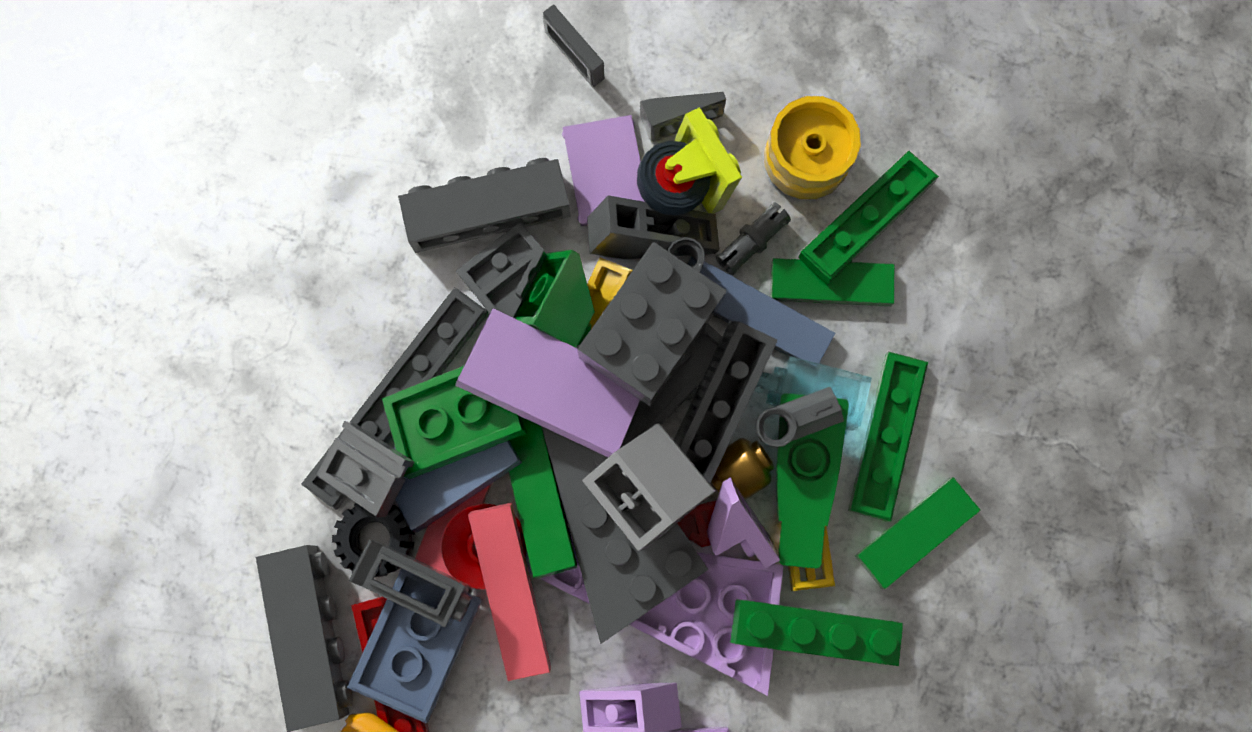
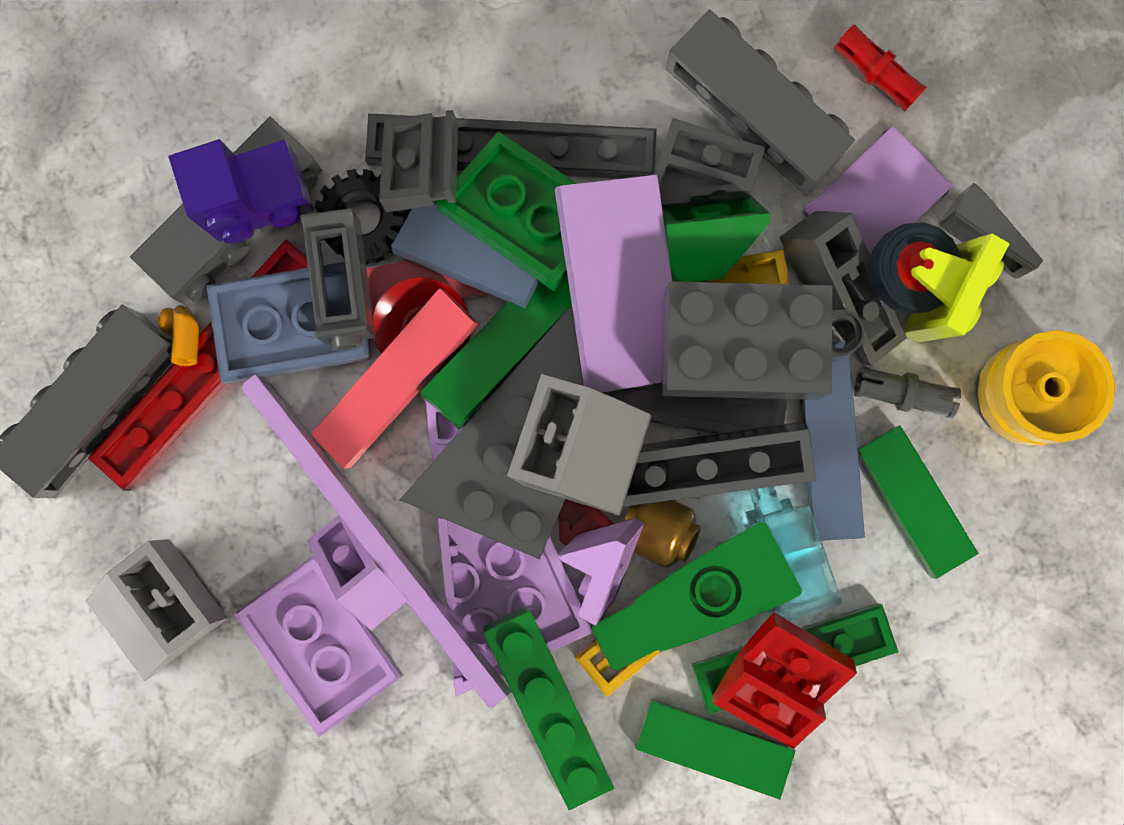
camera: 60 degrees right, 5 degrees up
(302, 612) = (242, 191): none -> dark purple brick
(516, 109) = (879, 67): none -> red pin
(573, 46) = (985, 78): dark grey tile -> none
(617, 680) = (377, 542): none -> lavender tile
(802, 416) = (755, 557): dark grey piece -> none
(868, 217) = (1011, 495): green tile -> none
(900, 453) = (783, 681): none -> red slope

